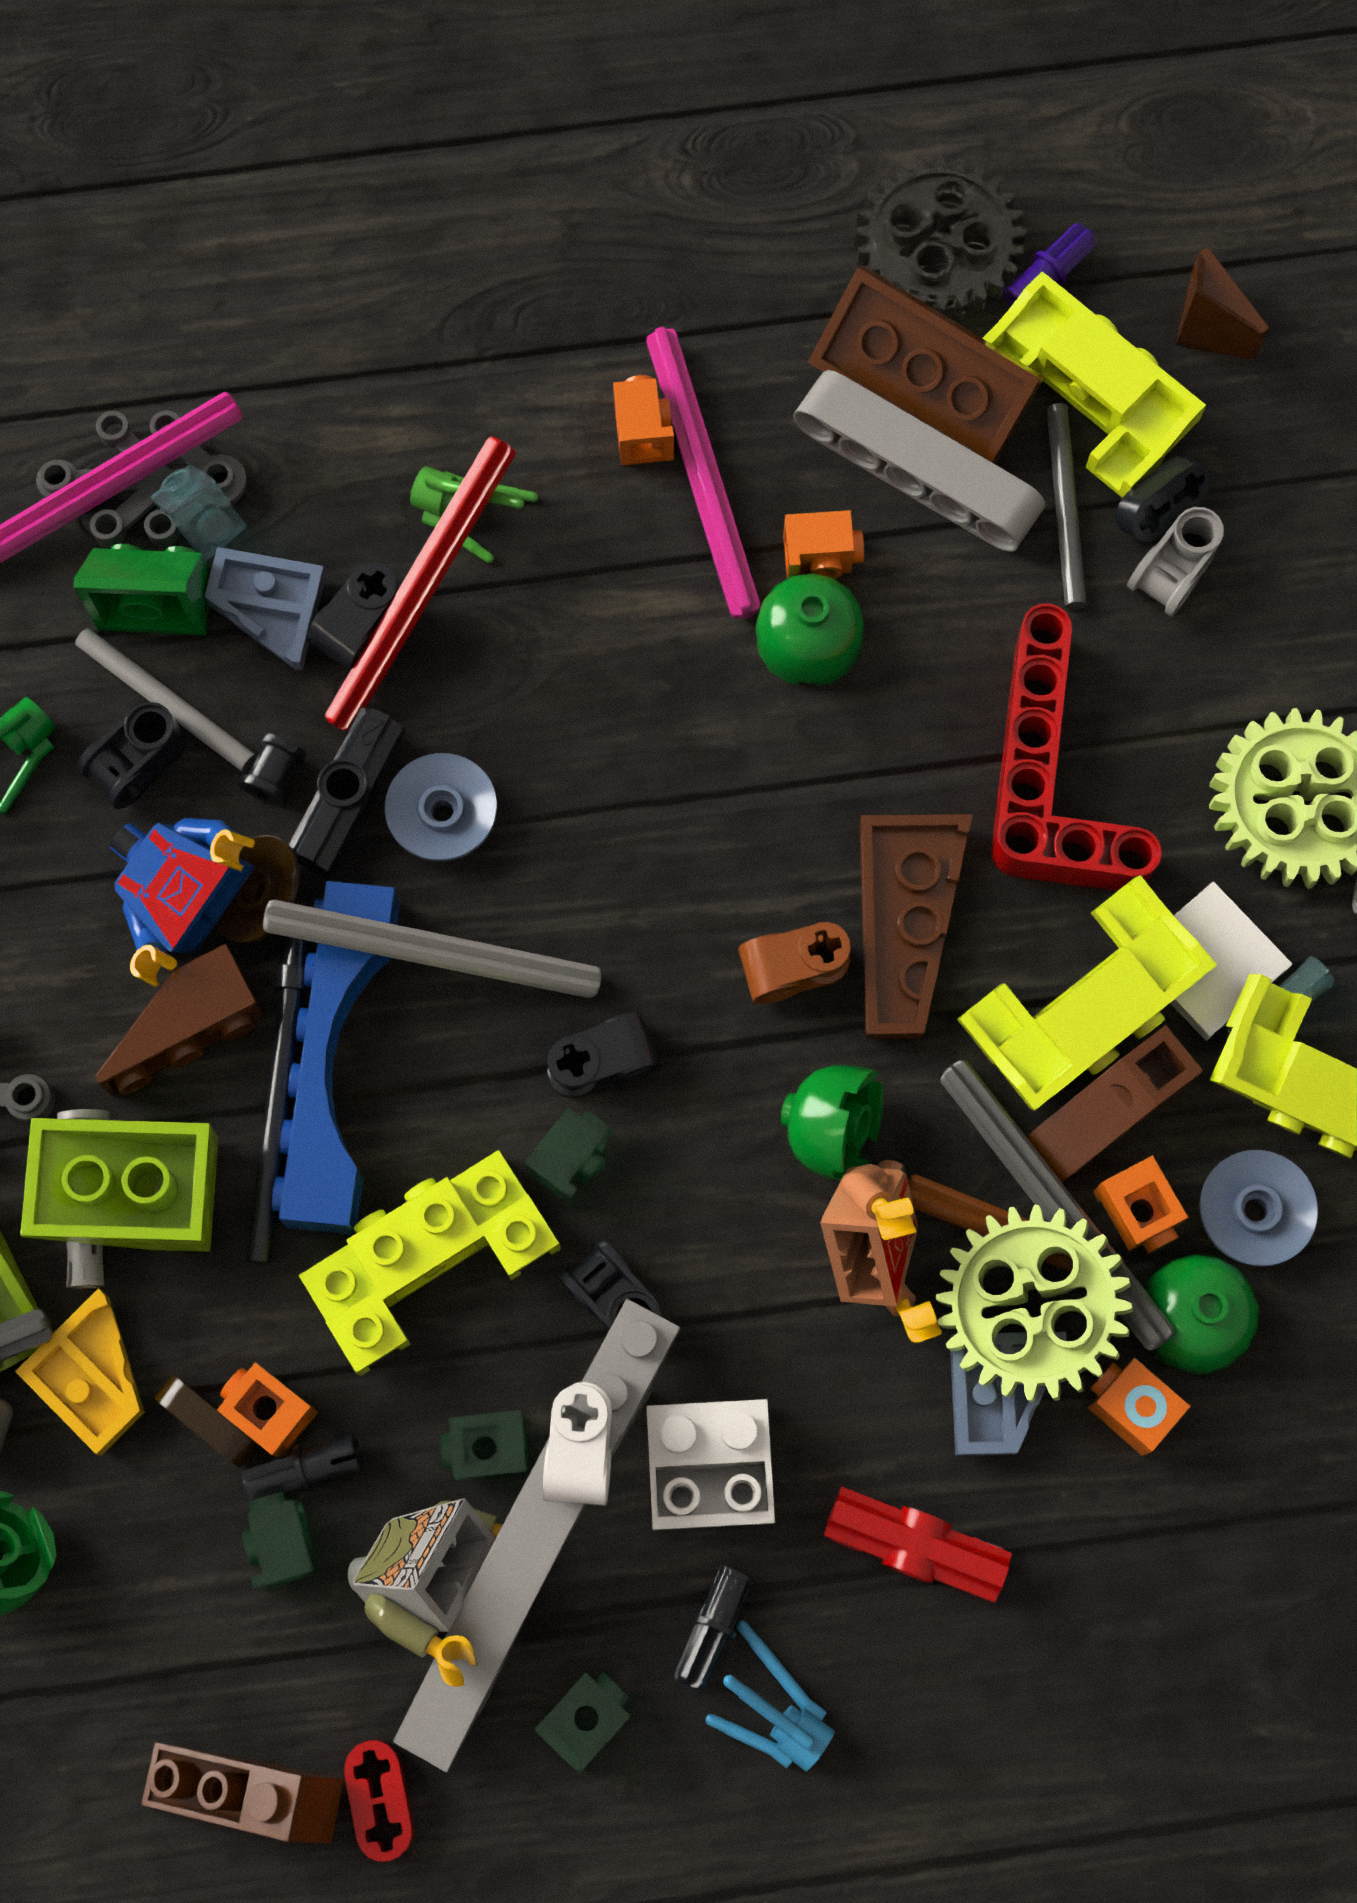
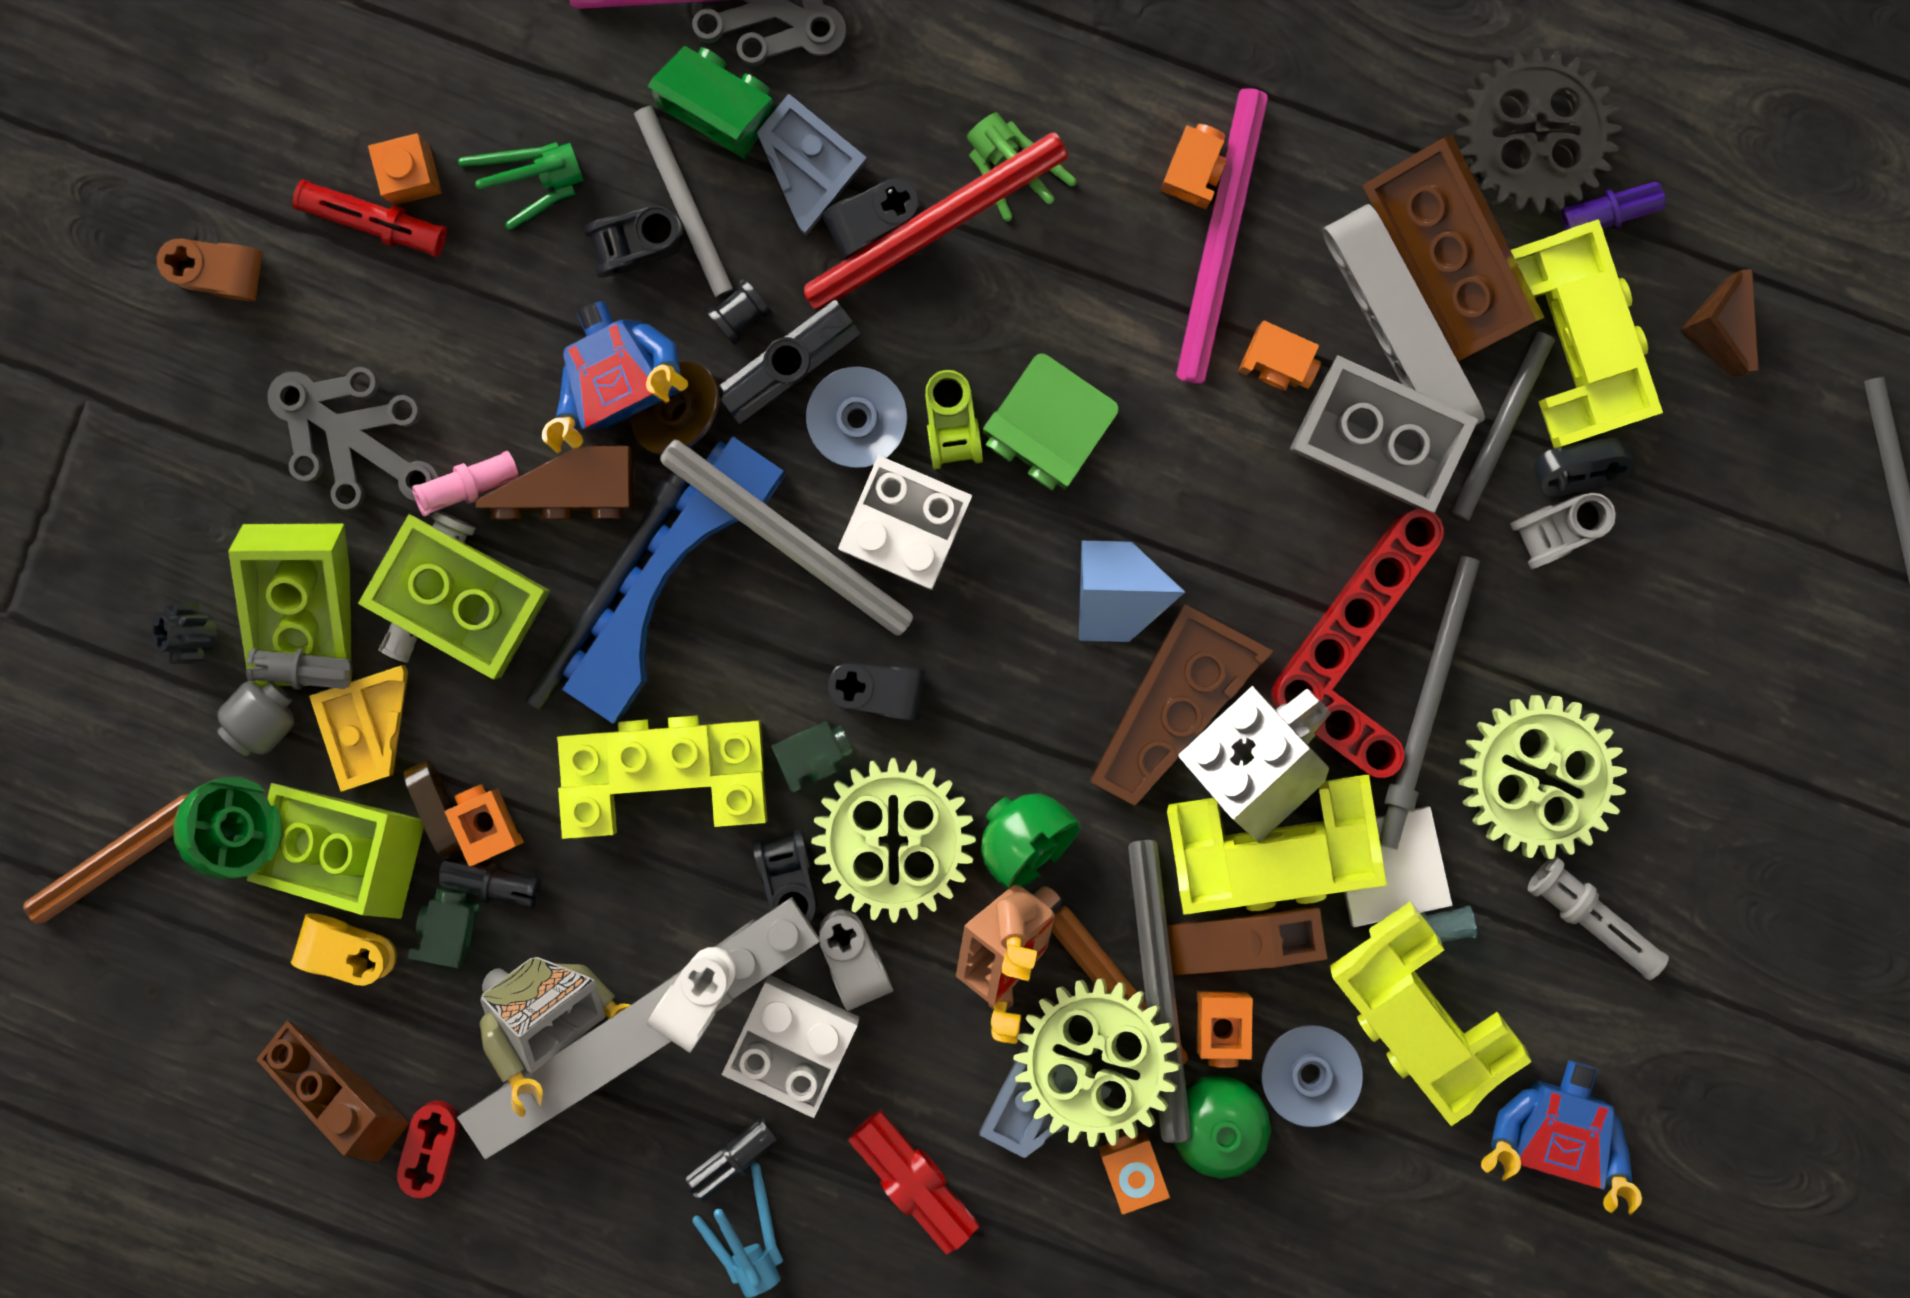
camera: 30 degrees right, 15 degrees up
(74, 1071) = (465, 483): none -> bright pink pin
(127, 1519) = (341, 853): none -> lime slope
(172, 1627) = (335, 948): none -> yellow piece
(198, 509) = (788, 50): clear light blue bracket -> none
(510, 1438) = (640, 960): clear green brick -> none
(541, 770) = (952, 424): none -> lime piece
(543, 880) = (905, 522): none -> white slope
(564, 1735) = (616, 1158): clear green brick -> none
(633, 717) = (1050, 422): none -> bright green bracket
(735, 1352) = (855, 966): none -> light grey piece
(746, 1174) = (848, 839): none -> yellowish green gear
(788, 963) = (1057, 690): dark orange piece -> none
(792, 840) = (1120, 591): none -> medium blue slope
(810, 629) = (1232, 422): green cylinder -> none
(958, 559) = (1384, 434): none -> light grey slope
(1021, 914) = (1260, 759): none -> hinge
(1179, 881) = (1402, 796): none -> dark grey bar

